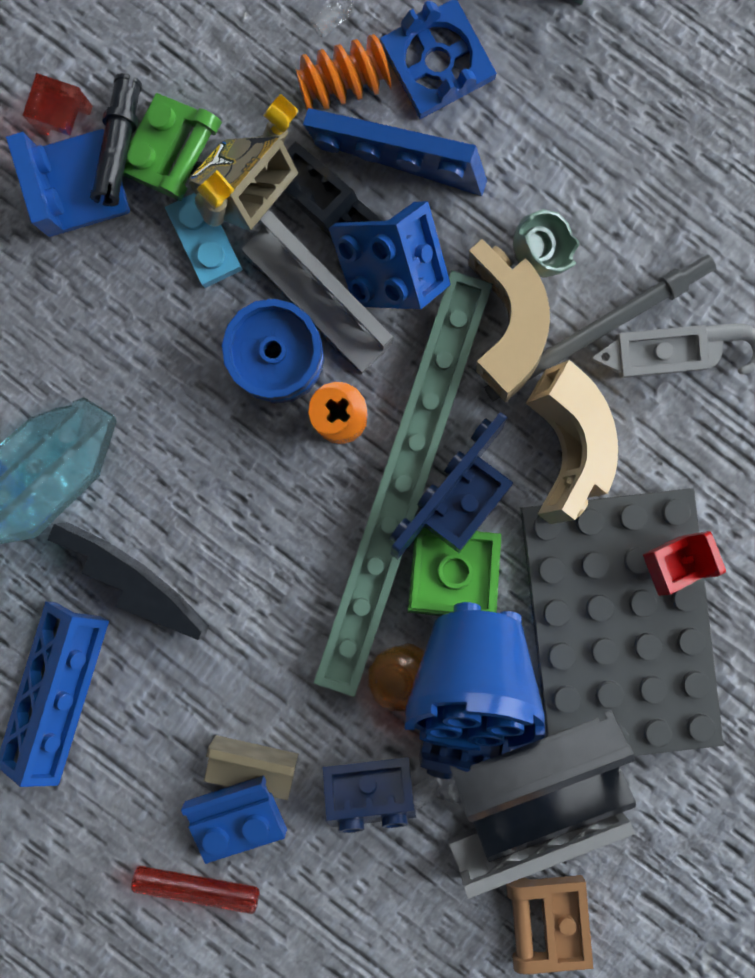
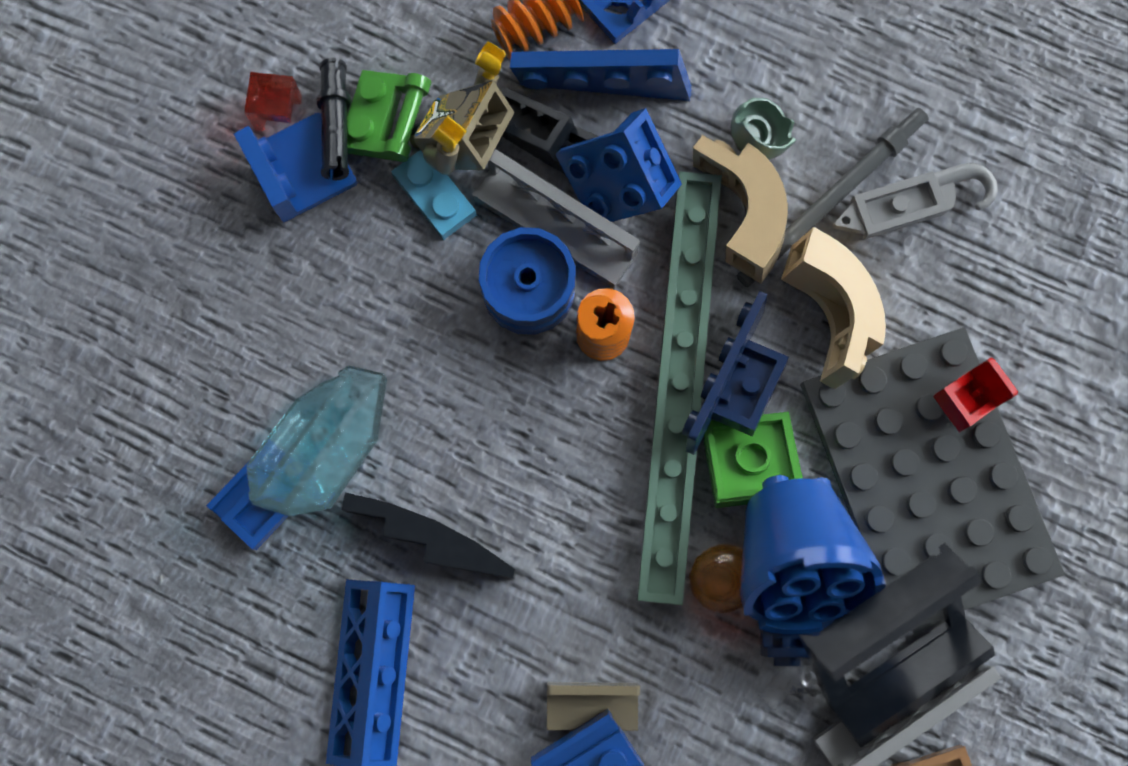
camera: 20 degrees left, 10 degrees down
(369, 794) = (721, 705): dark blue bracket -> none

